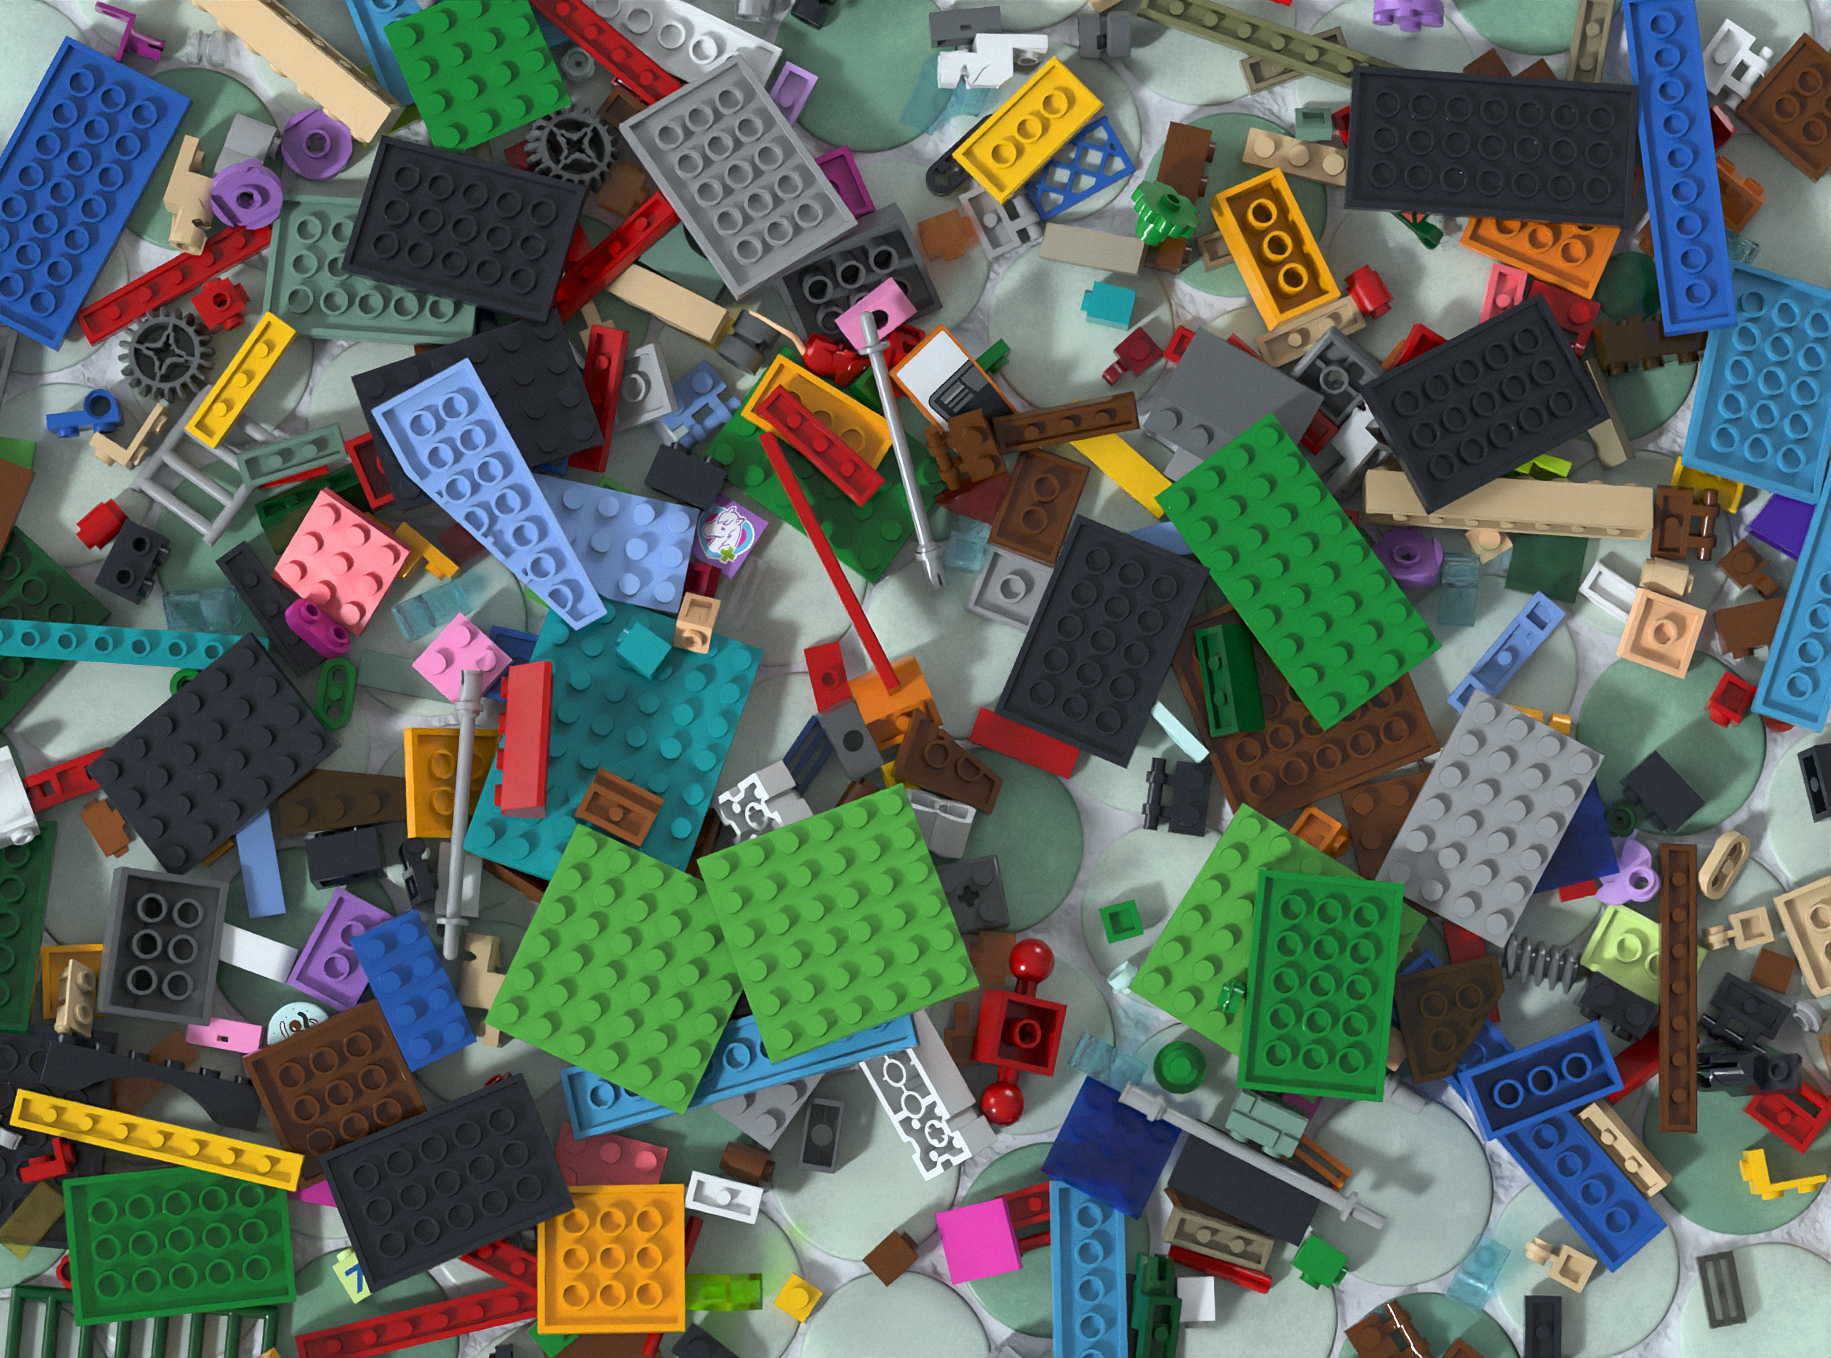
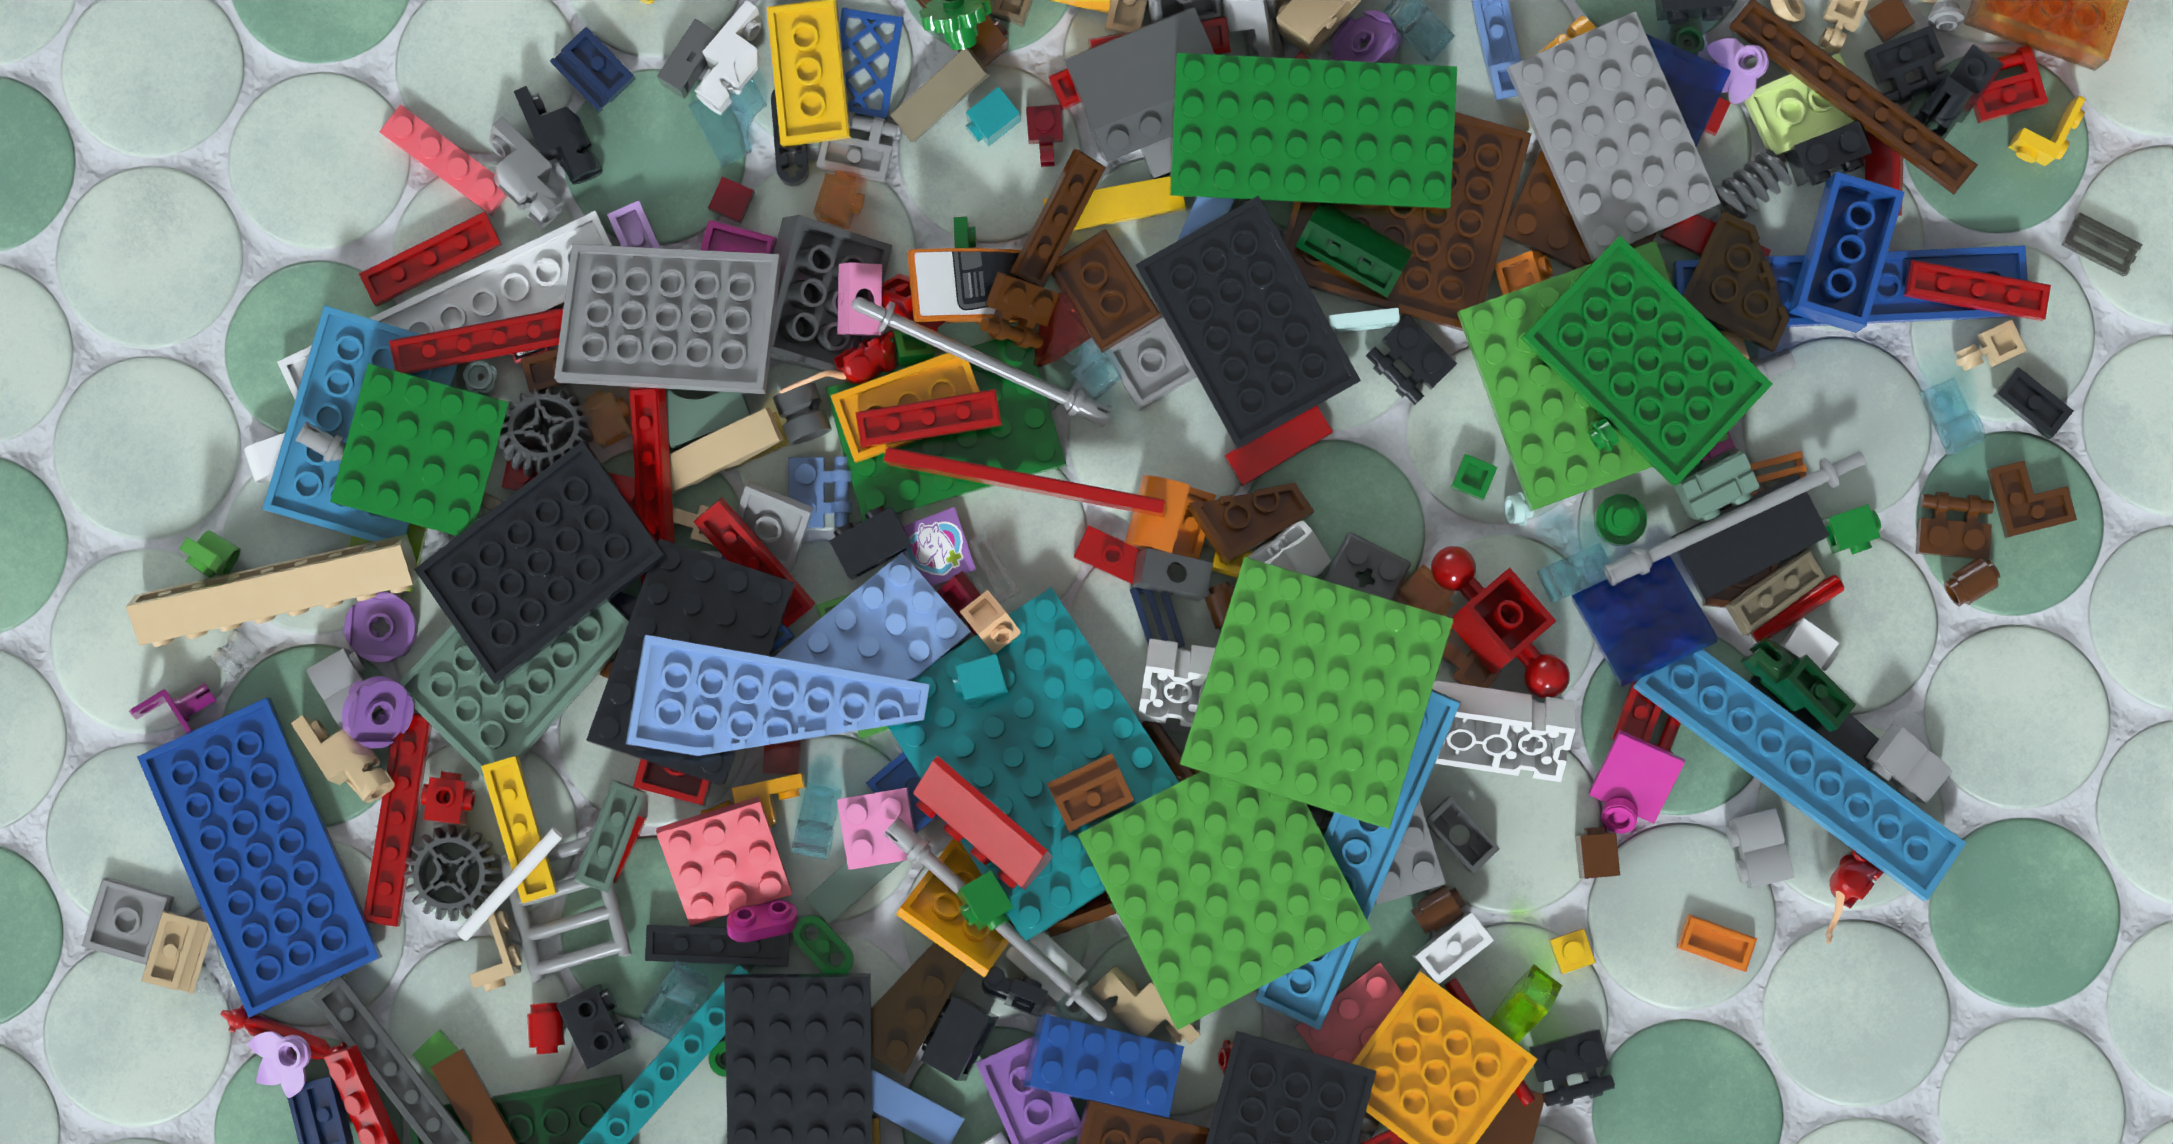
camera: 50 degrees left, 0 degrees up
(71, 423) = (446, 990): blue plate -> none
(188, 406) = (510, 883): none -> white bar
(285, 512) = (650, 875): dark green panel -> none
(466, 791) = (984, 902): none -> green brick
(878, 150) = (731, 200): none -> dark red tile
(937, 1251) = (1619, 815): none -> dark pink tile
(1597, 1213) = (1977, 290): none -> red tile
(1623, 1148) = (1943, 232): tan plate -> none

